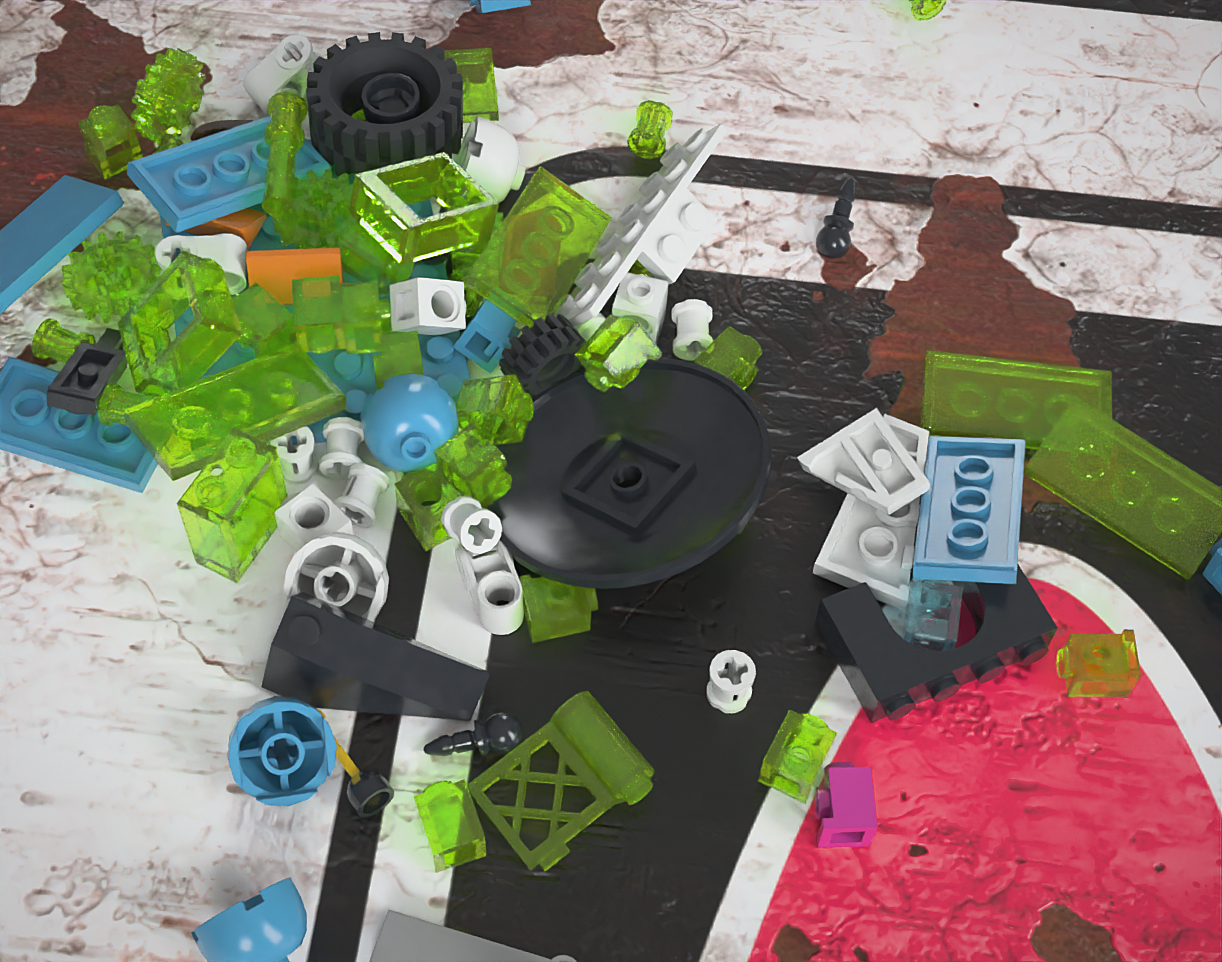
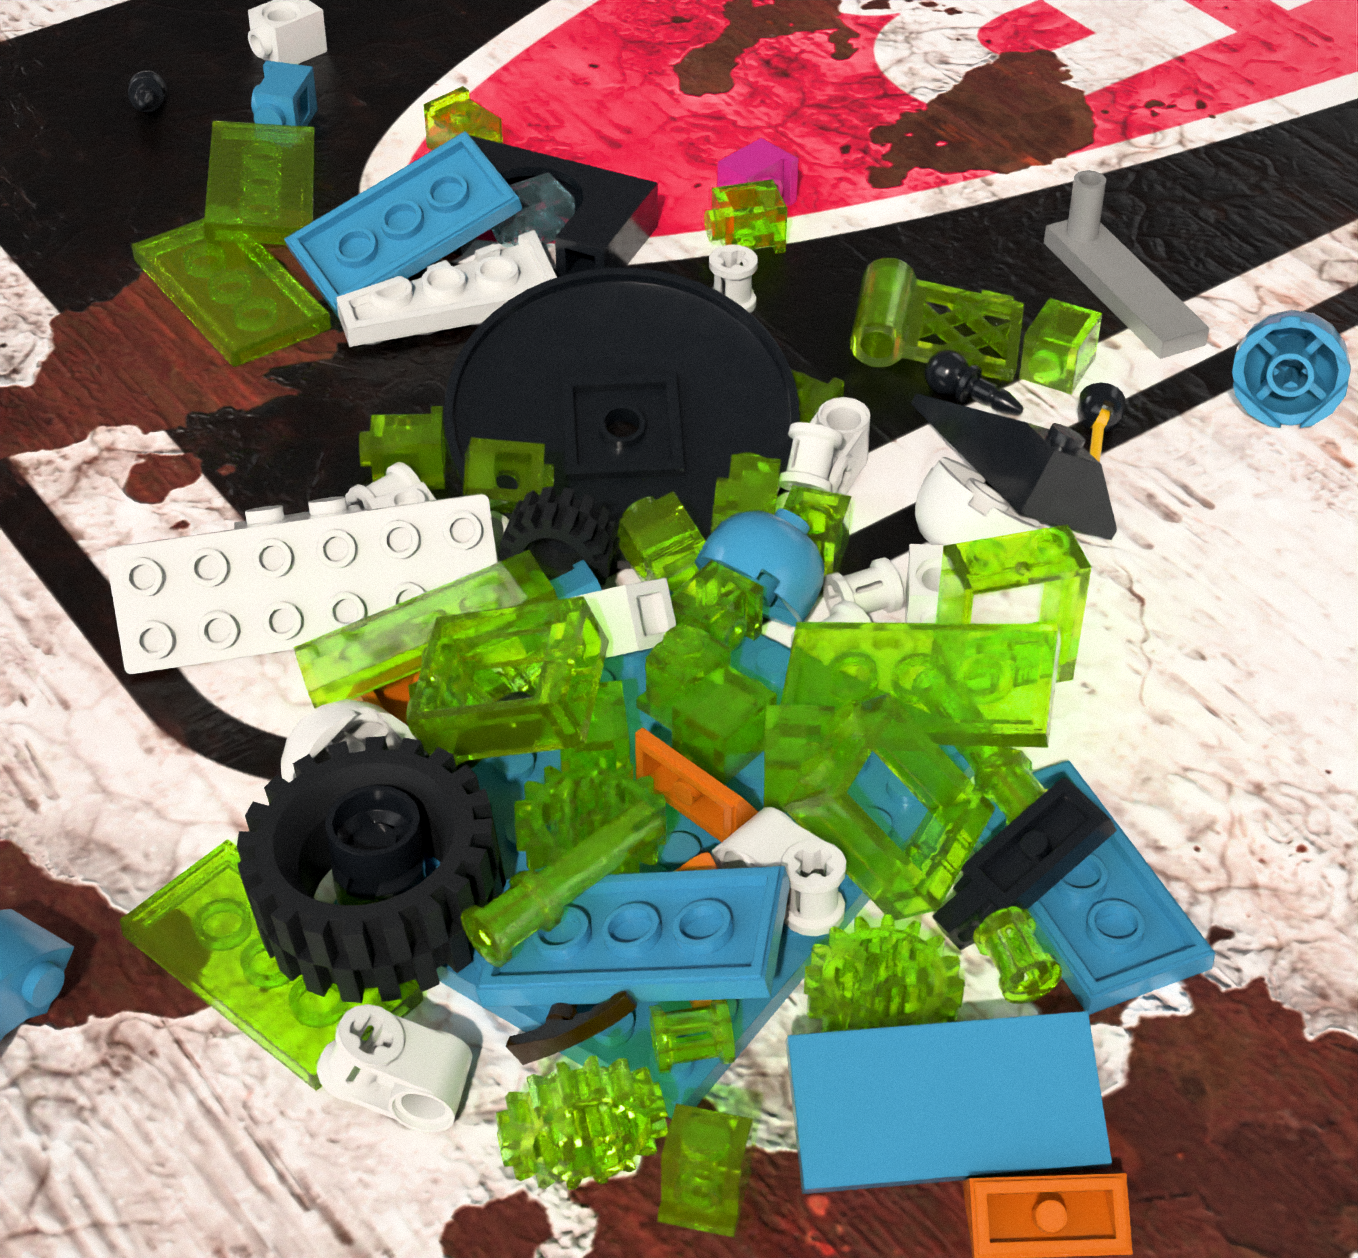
camera: 130 degrees left, 15 degrees down
(281, 751) = (1152, 454): dark azure cylinder -> none
(650, 129) = (123, 689): clear neon green bush -> none
(834, 238) = (135, 488): black bar -> none
(868, 464) = (427, 291): white wing -> none

